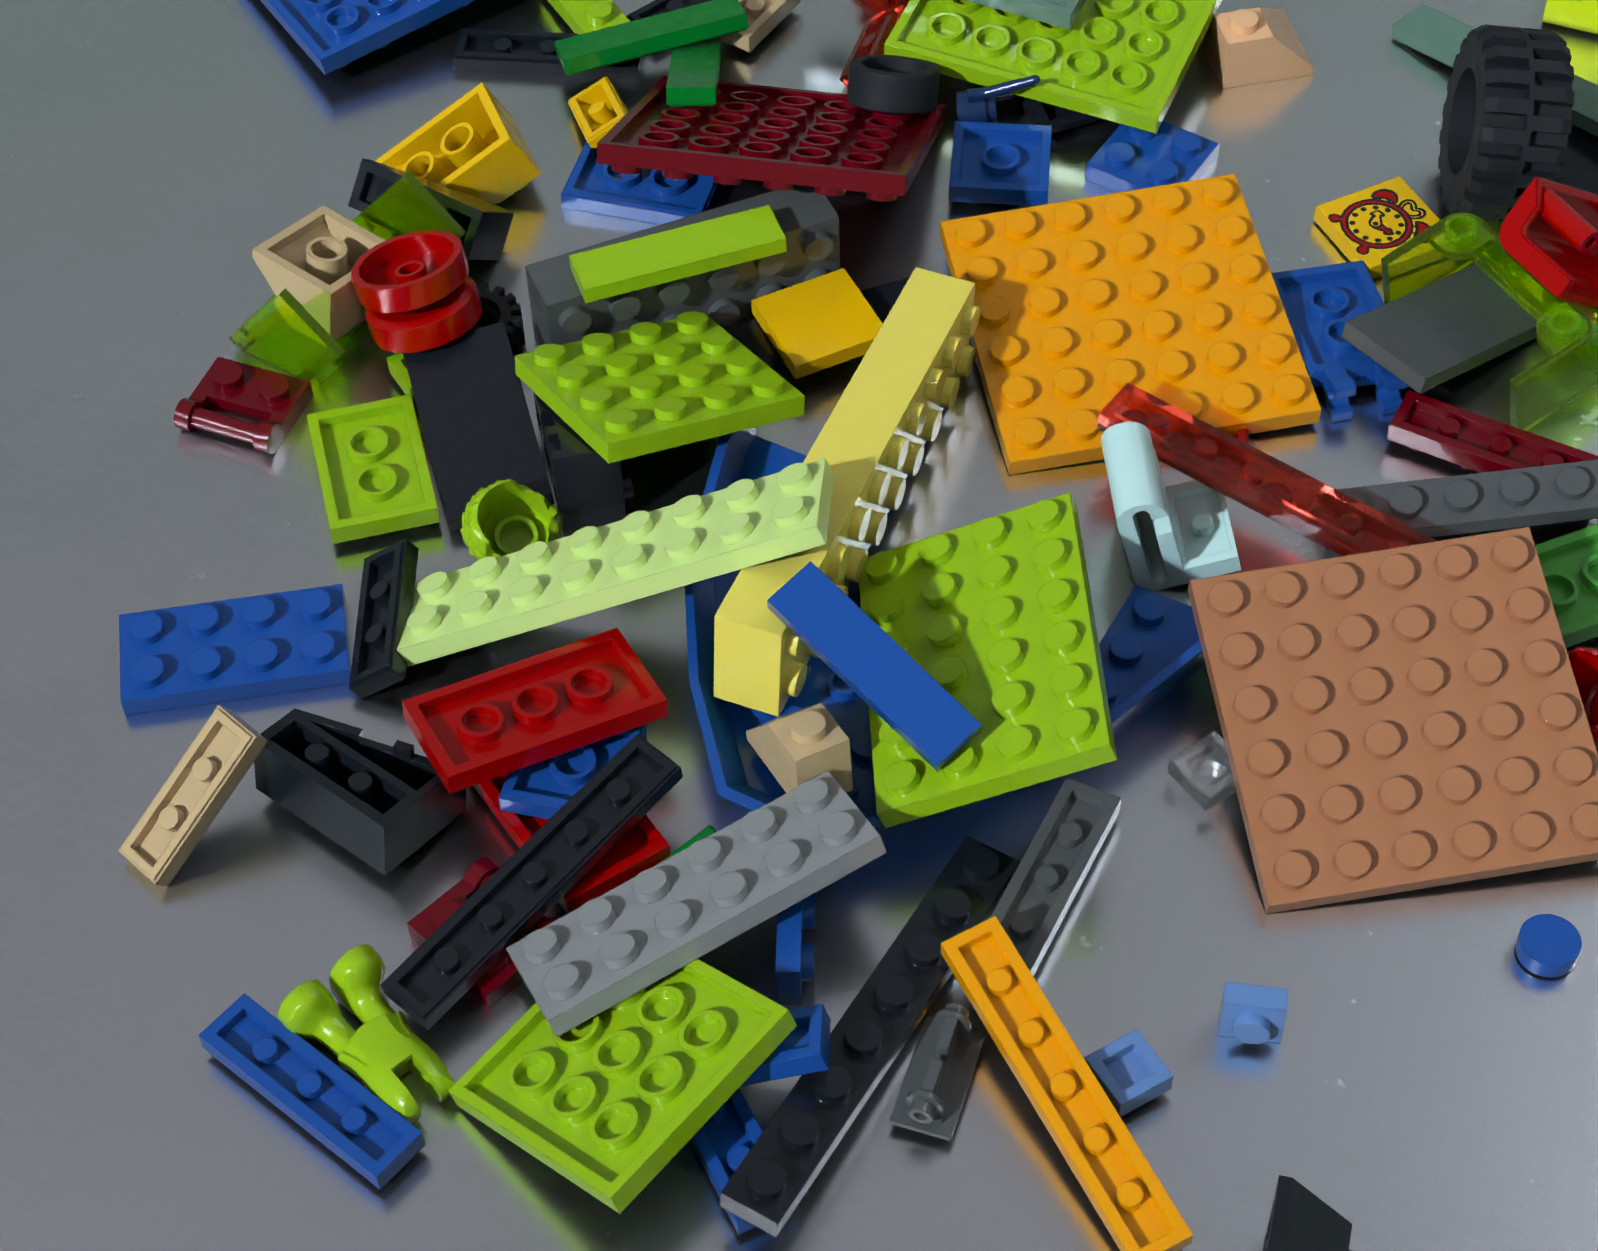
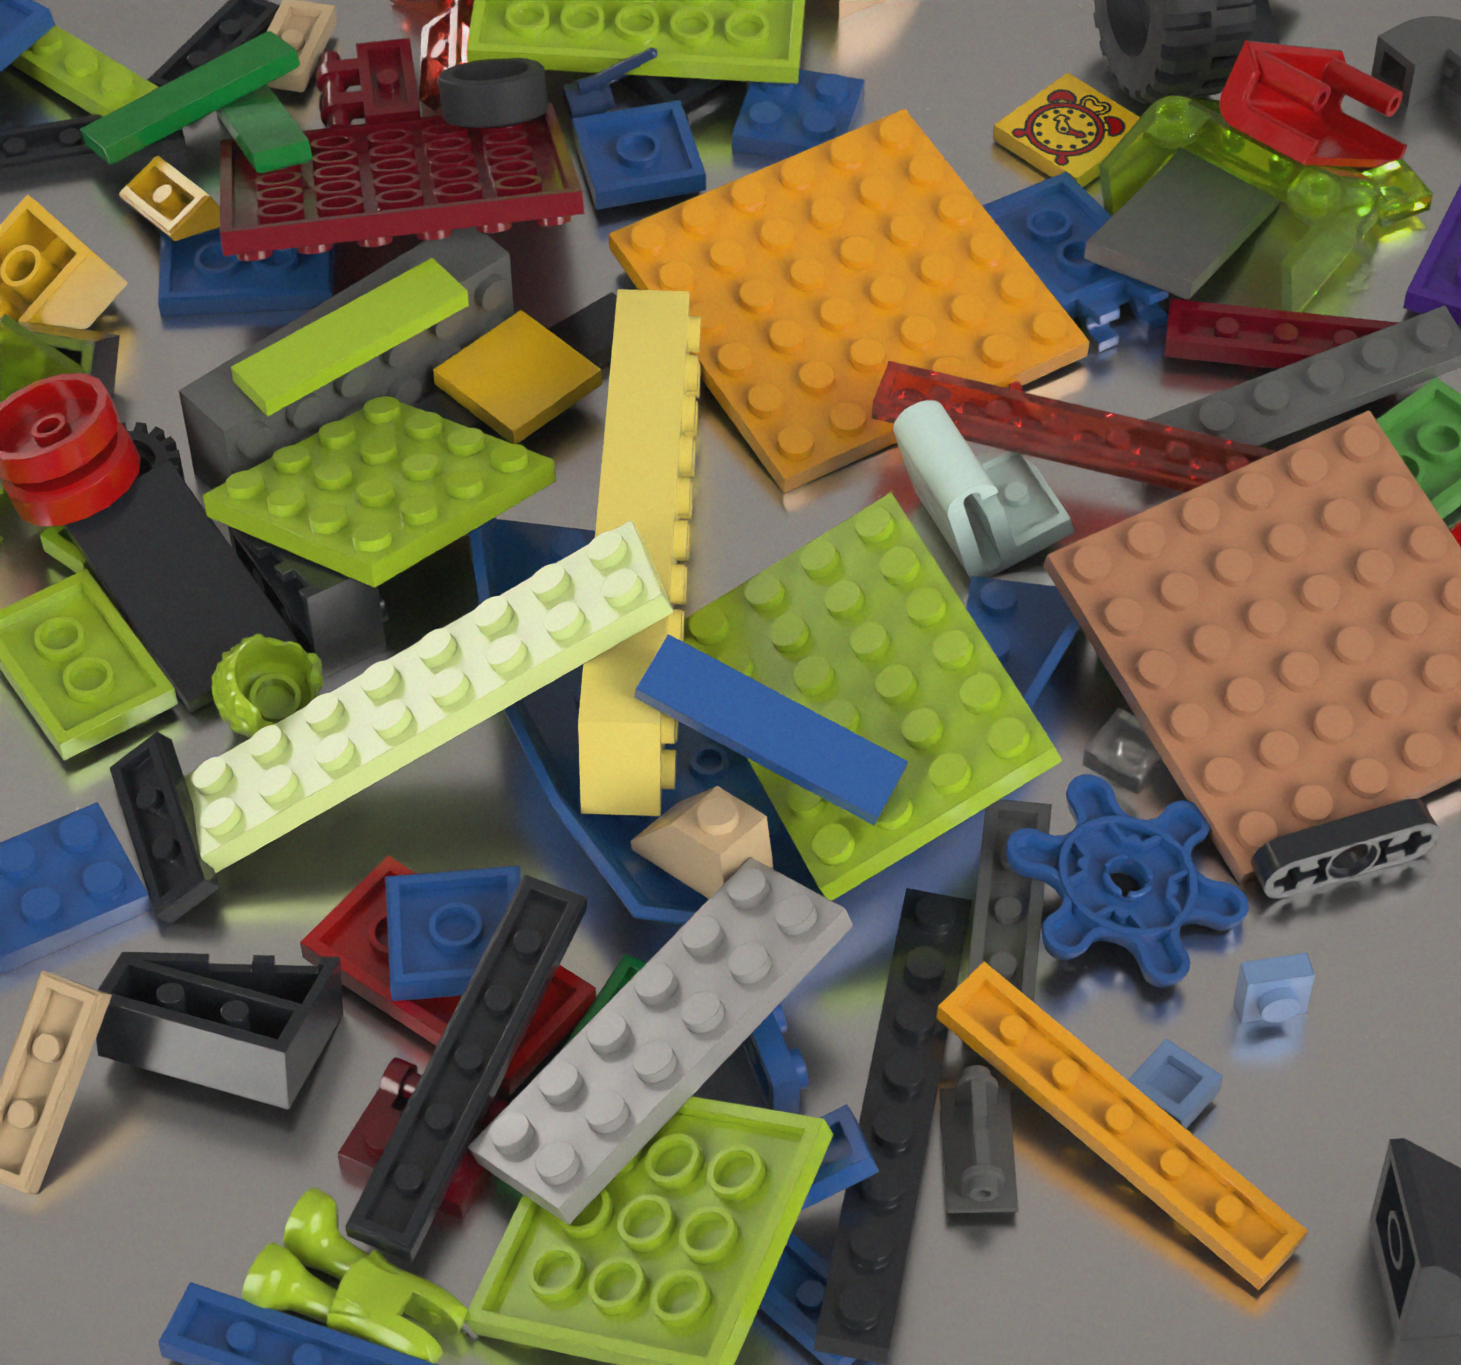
camera: 20 degrees left, 0 degrees up
(534, 709) = (396, 880): red plate -> none
(817, 58) = (385, 79): none -> dark red plate
(1160, 845) = (1150, 852): none -> blue plate
(1395, 906) = (1345, 848): none -> black beam

